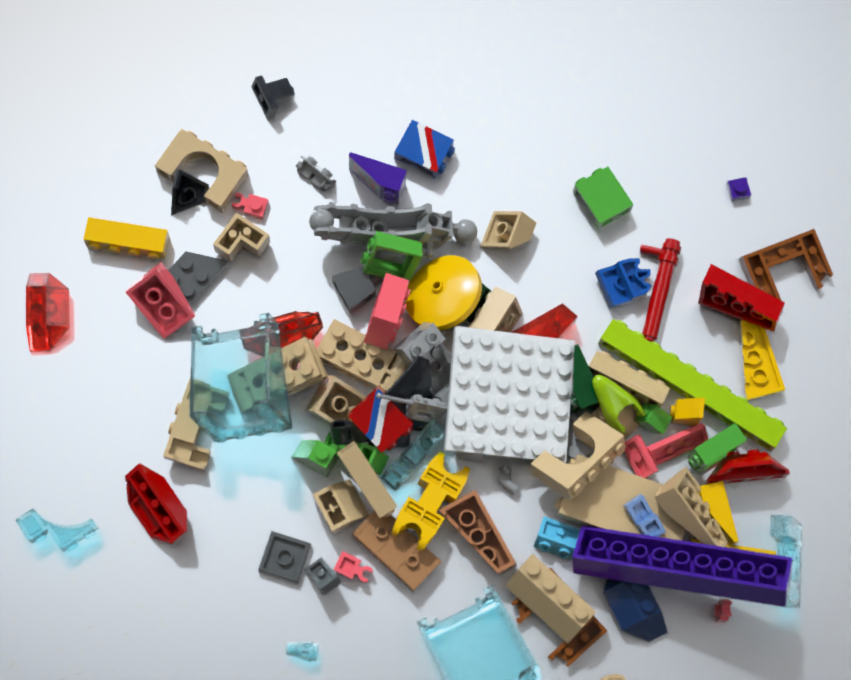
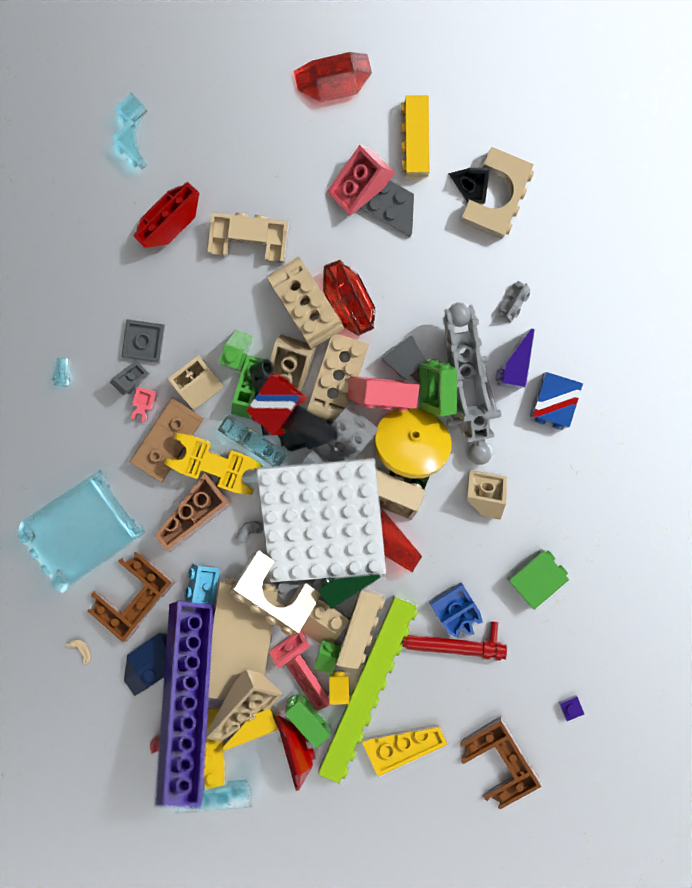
camera: 85 degrees right, 15 degrees up
(239, 381) = (288, 265): clear light blue windscreen -> none
(241, 234) = (437, 238): tan brick -> none
(253, 206) = (471, 249): coral plate -> none
(270, 92) = (587, 243): black piece -> none
(367, 480) = (217, 401): tan brick -> none
(433, 407) = (293, 438): light grey piece -> none
(550, 598) = (142, 587): tan slope -> none
(613, 400) = (331, 618): lime animal -> none
(643, 517) = (228, 662): medium blue slope -> none
(739, 299) = (456, 725): red wedge -> none

